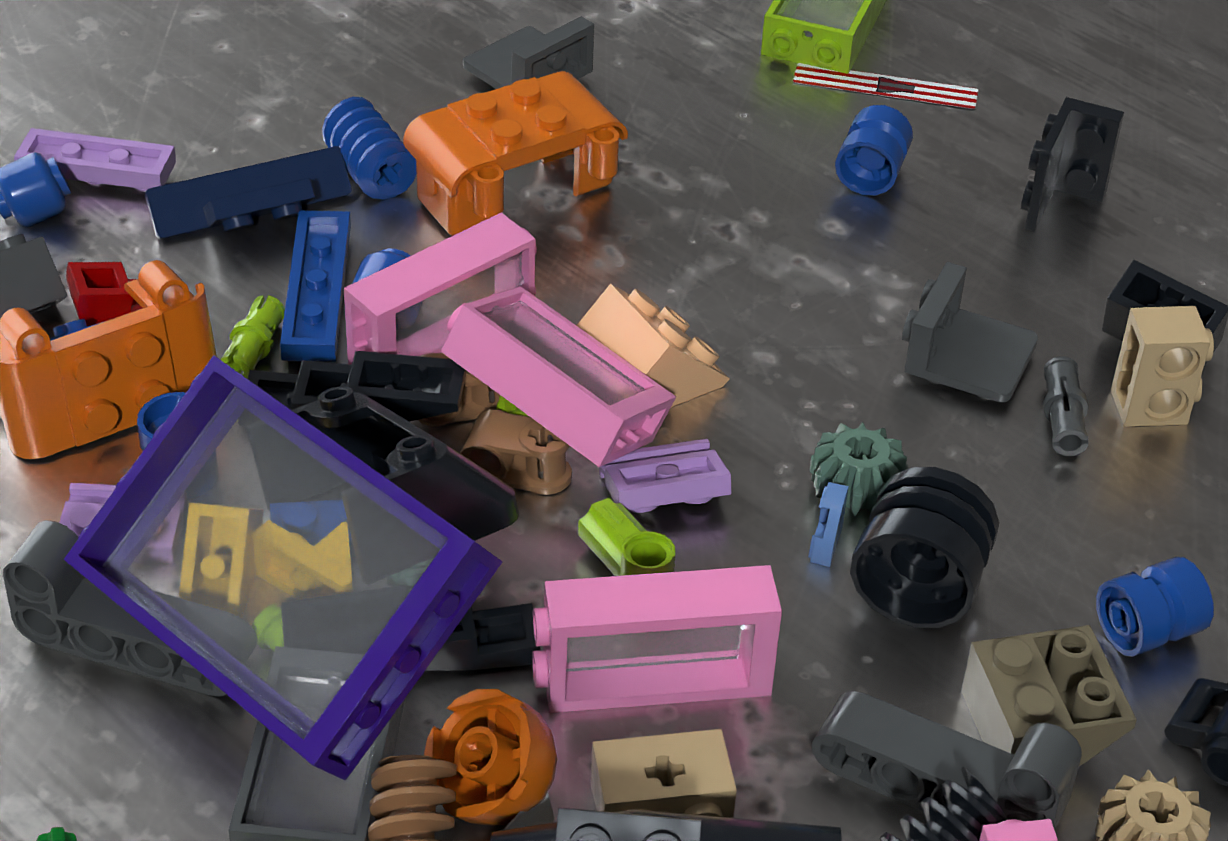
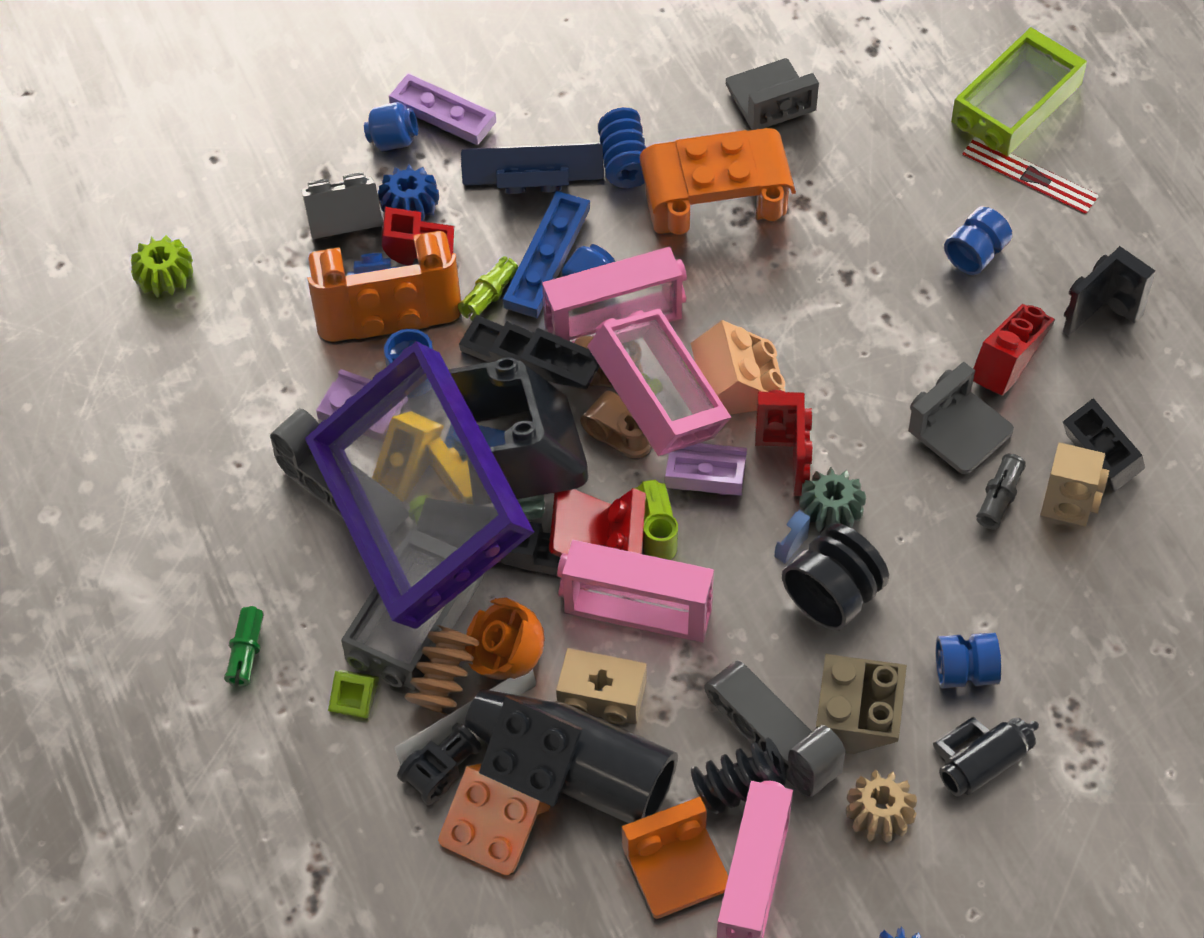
camera: 25 degrees right, 15 degrees up
(89, 243) = (409, 191): none -> blue gear
(584, 552) = (597, 522): none -> bracket
(759, 386) = (787, 423): none -> red bracket
(984, 248) = (1011, 348): none -> red slope

